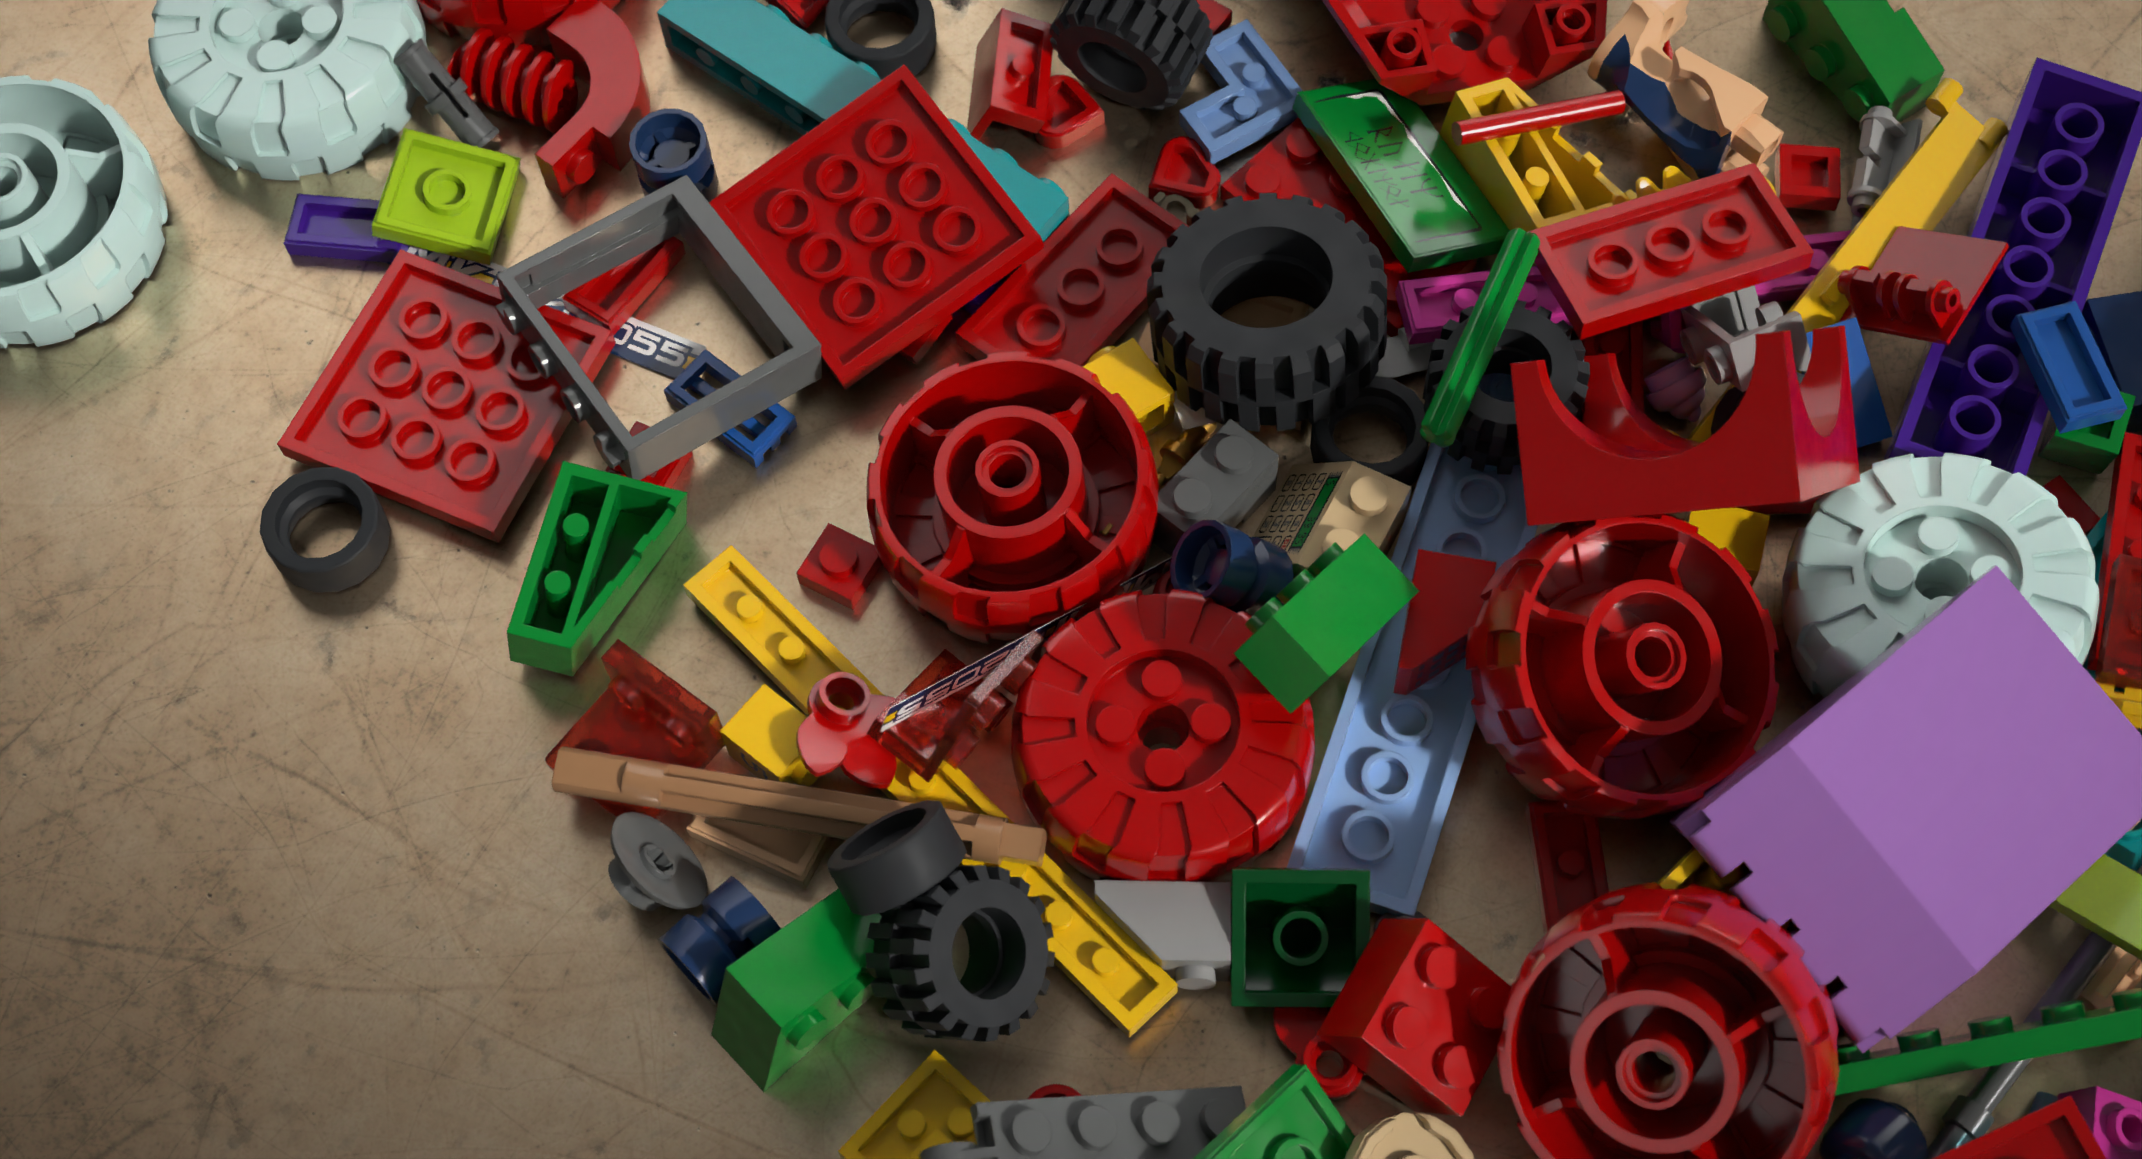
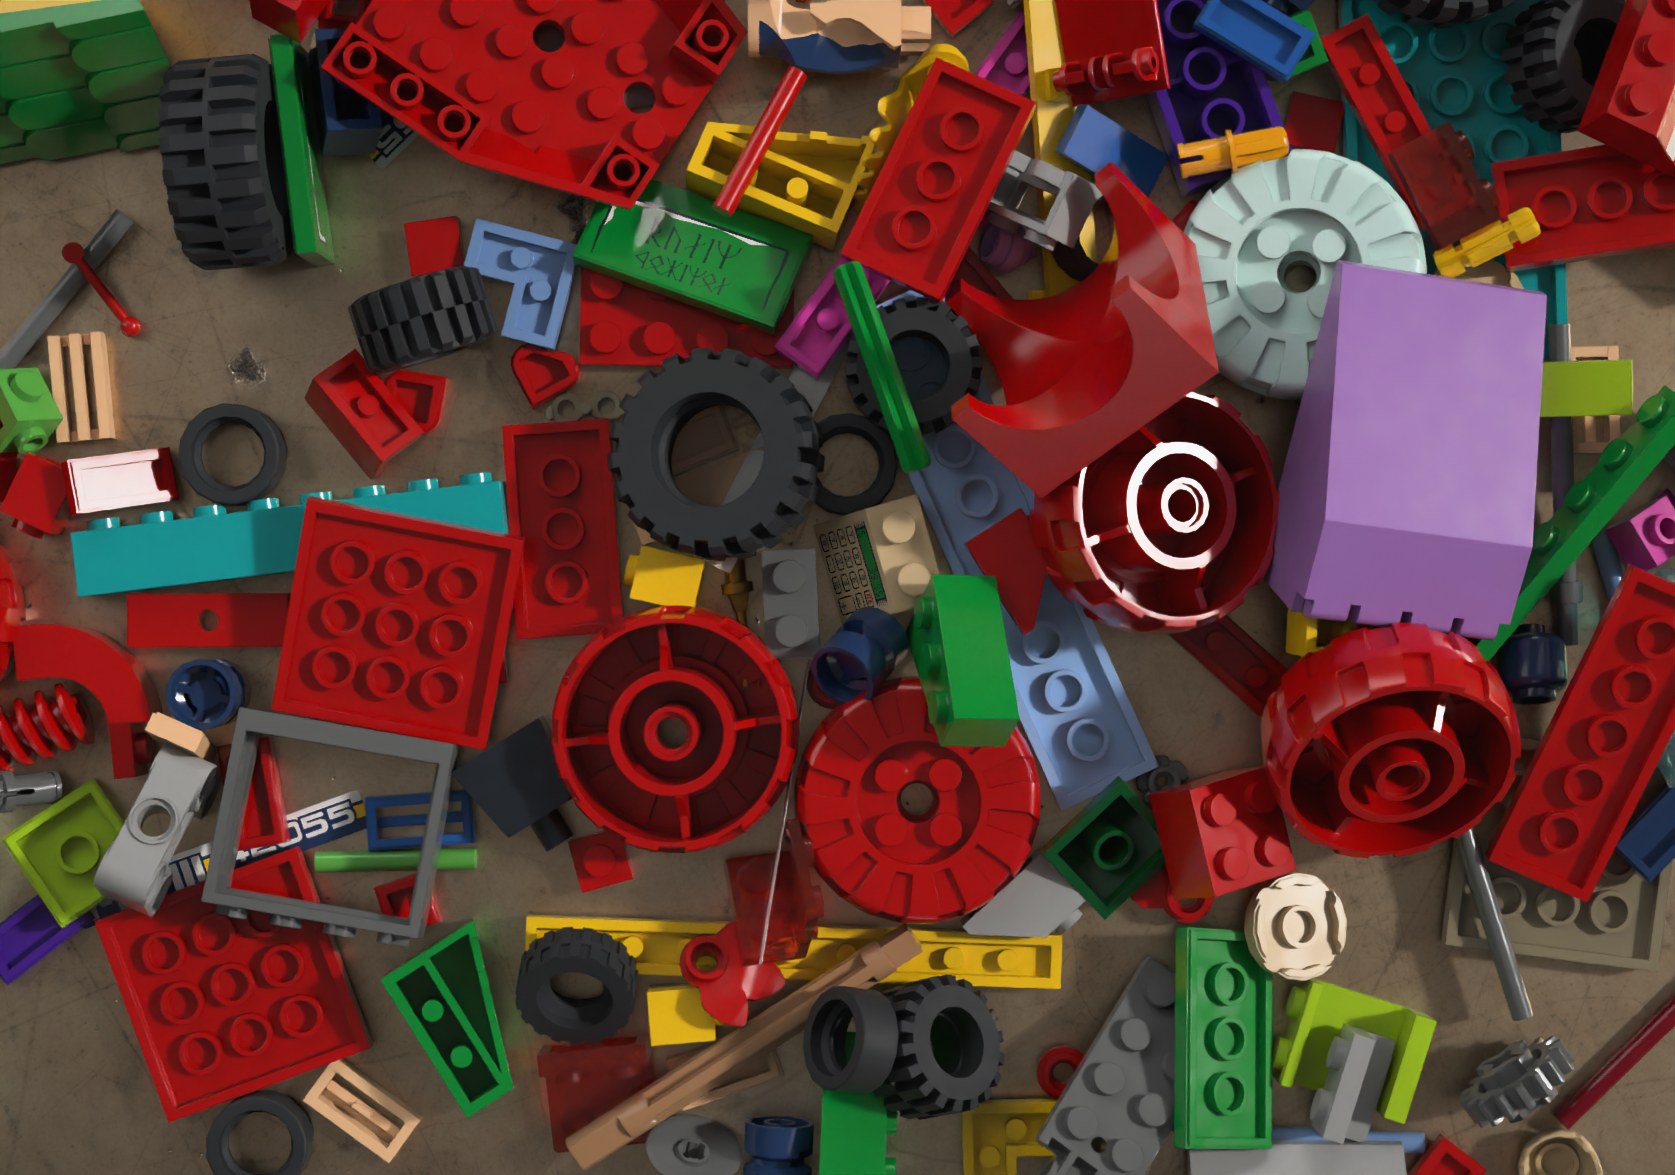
camera: 45 degrees left, 25 degrees up
(439, 631) = (351, 1125): none -> light nougat tile
(491, 197) = (137, 865): none -> light grey beam
(615, 161) = (170, 731): none -> light nougat tile
(661, 407) = (391, 860): none -> bright green bar
(729, 115) = (179, 620): none -> red tile
(757, 618) = (583, 953): none -> black tyre
(834, 440) = (520, 784): none -> black torso
(1961, 433) = (1233, 151): none -> light orange axle

